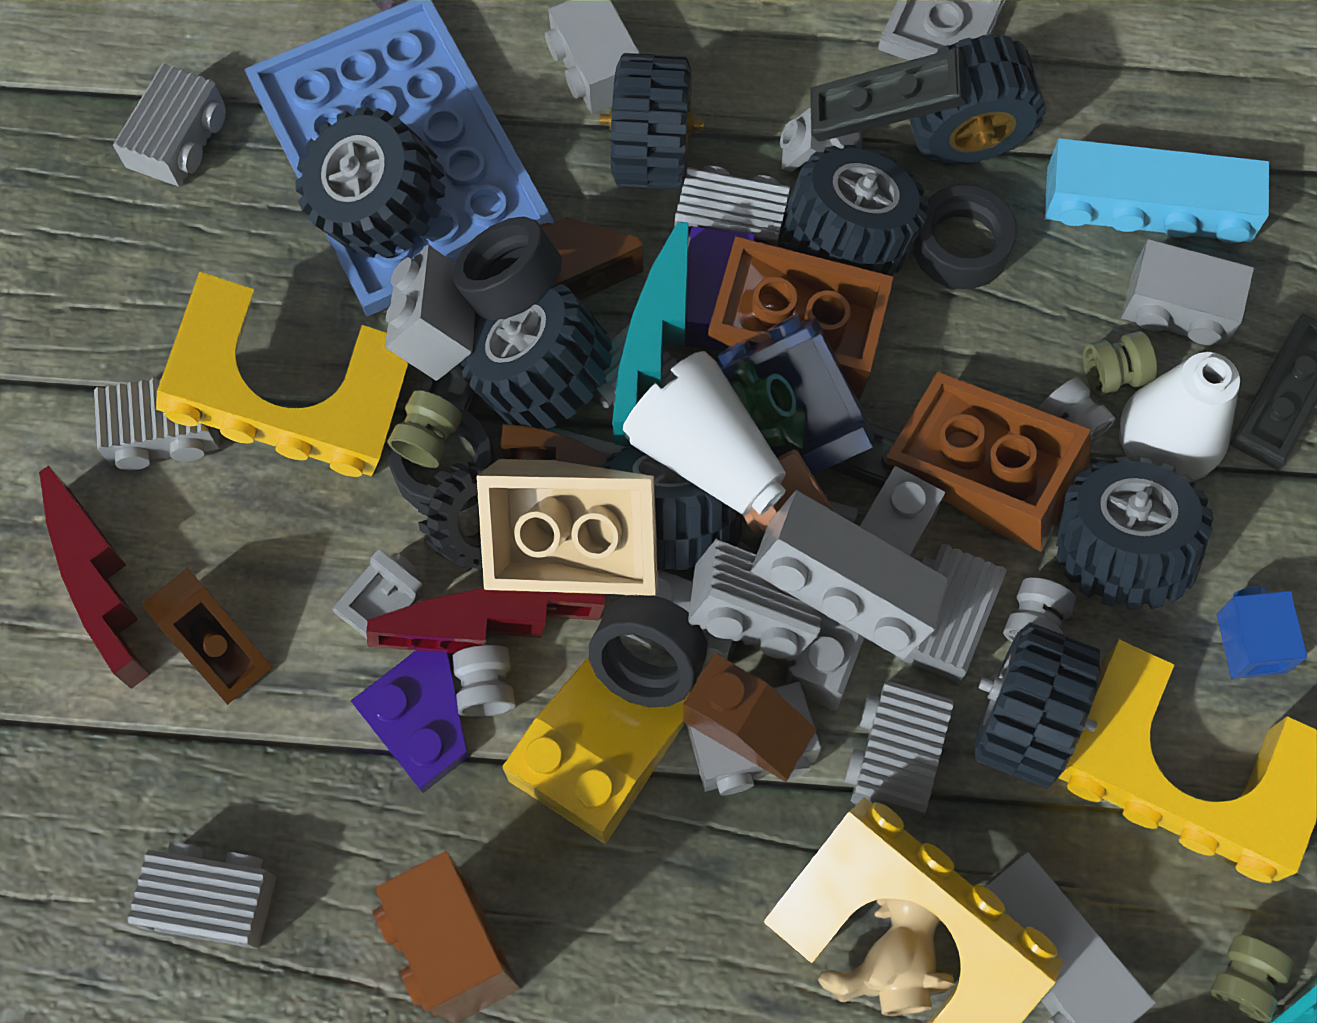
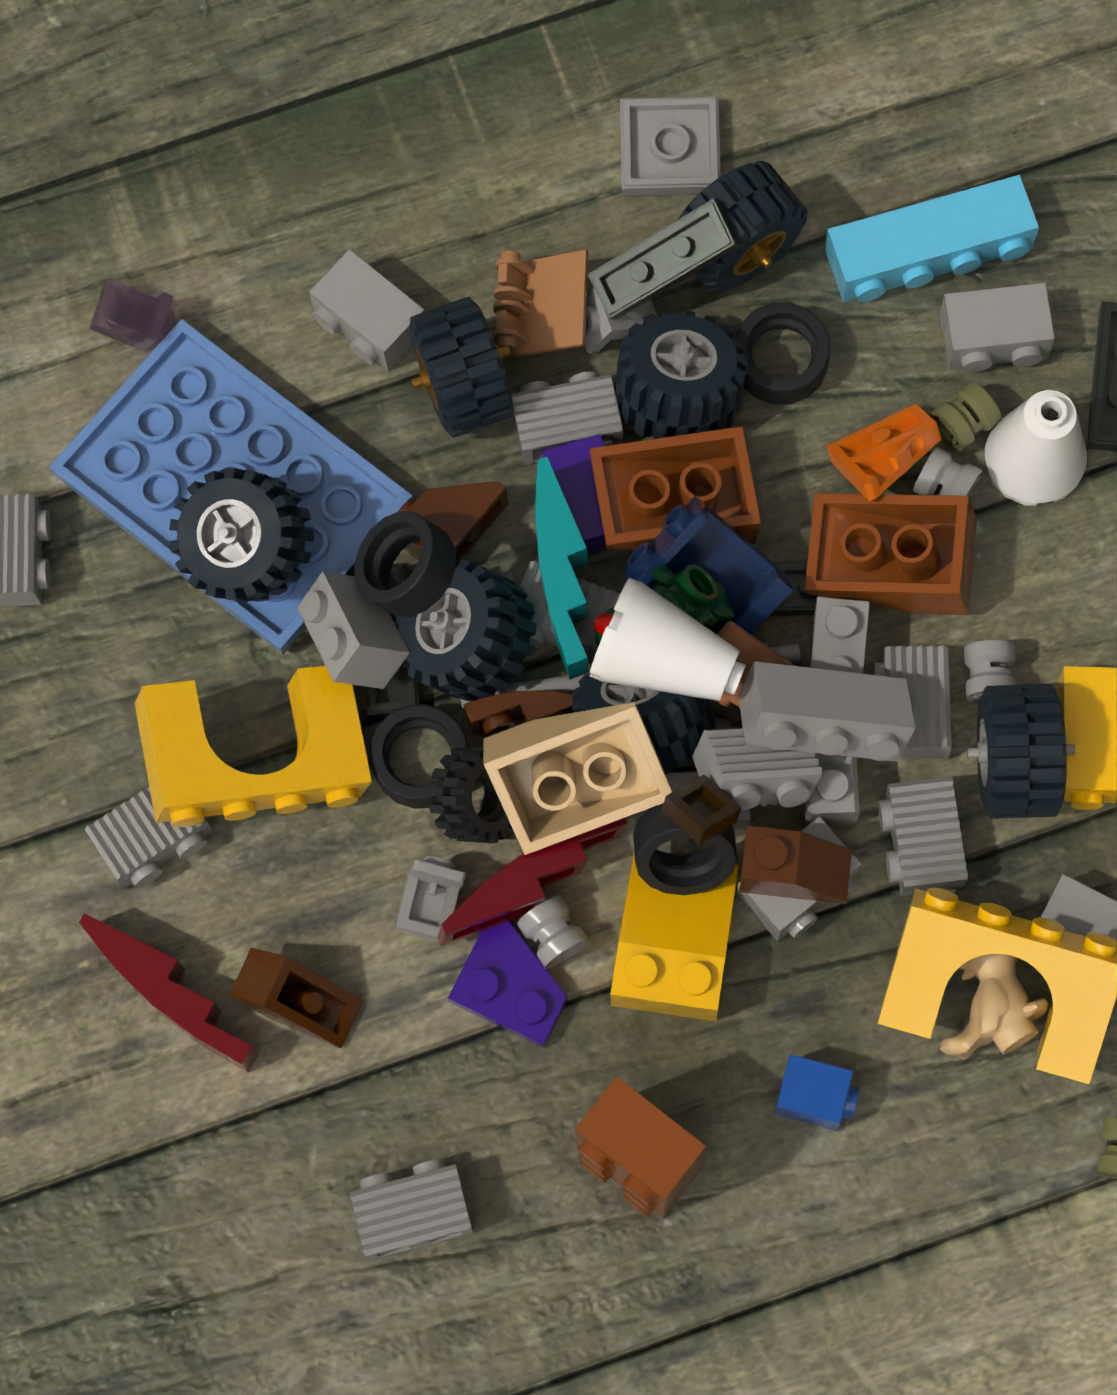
camera: 20 degrees left, 5 degrees up
(425, 429) = (403, 738): olive wheel -> none
(668, 965) = (816, 1093): none -> blue brick
(672, 614) = (701, 809): none -> dark brown plate
(753, 102) = (540, 302): none -> medium nougat hinge
(1025, 361) = (884, 450): none -> orange wing
(1133, 532) = (1038, 568): black wheel -> none

